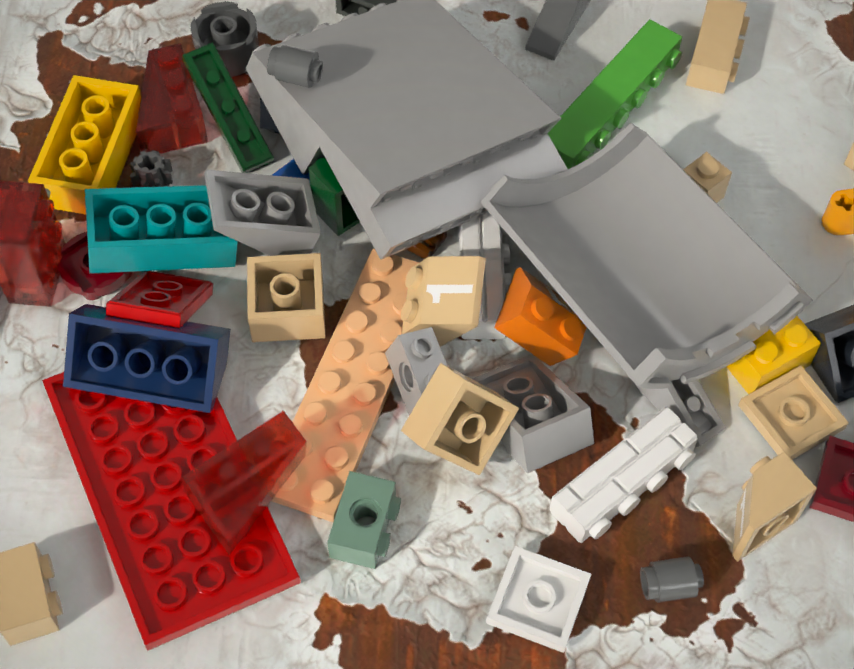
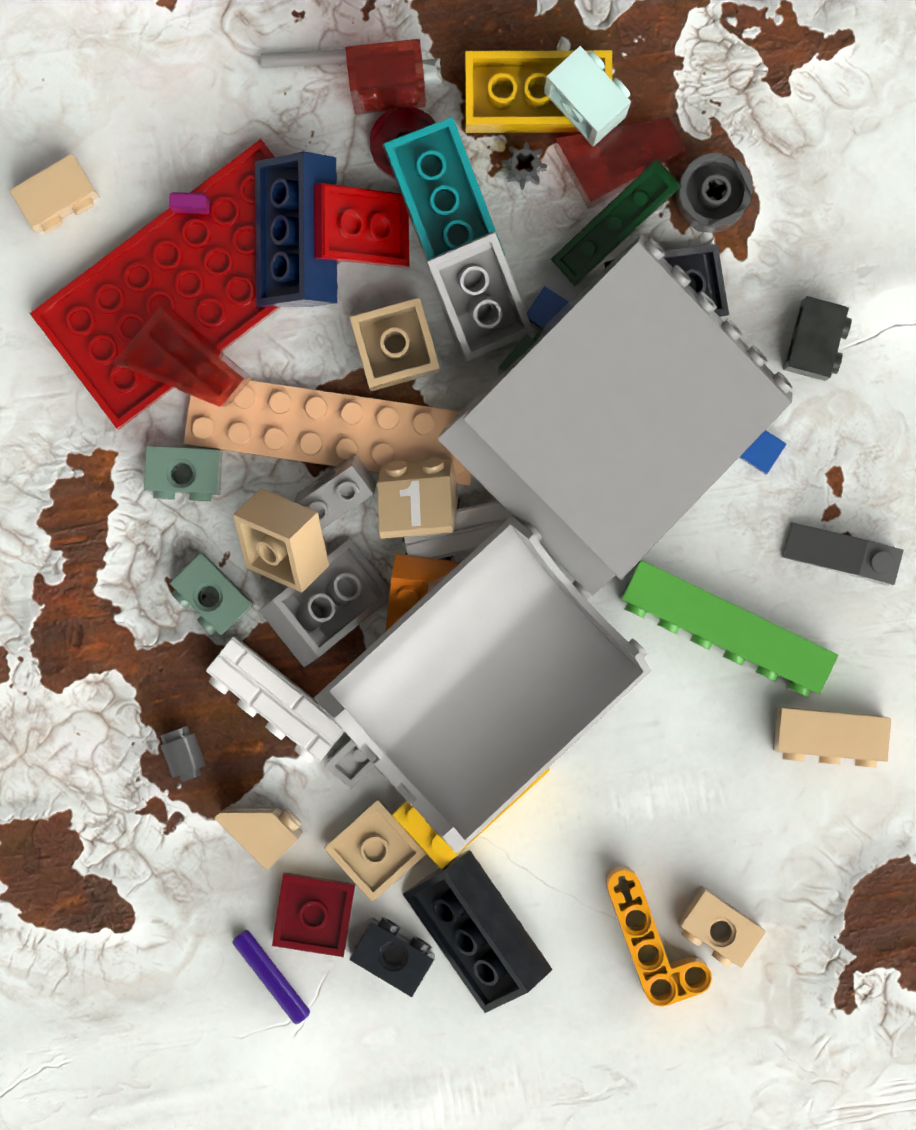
camera: 75 degrees right, 30 degrees up
(82, 447) = (189, 203): none -> magenta tile
(107, 78) = (587, 95): none -> light aqua brick
(295, 65) = (611, 295): dark grey brick -> none
(511, 497) = (232, 601): none -> sand green brick
(538, 599) = (143, 640): white plate -> none
(710, 176) = (628, 739): tan brick -> none

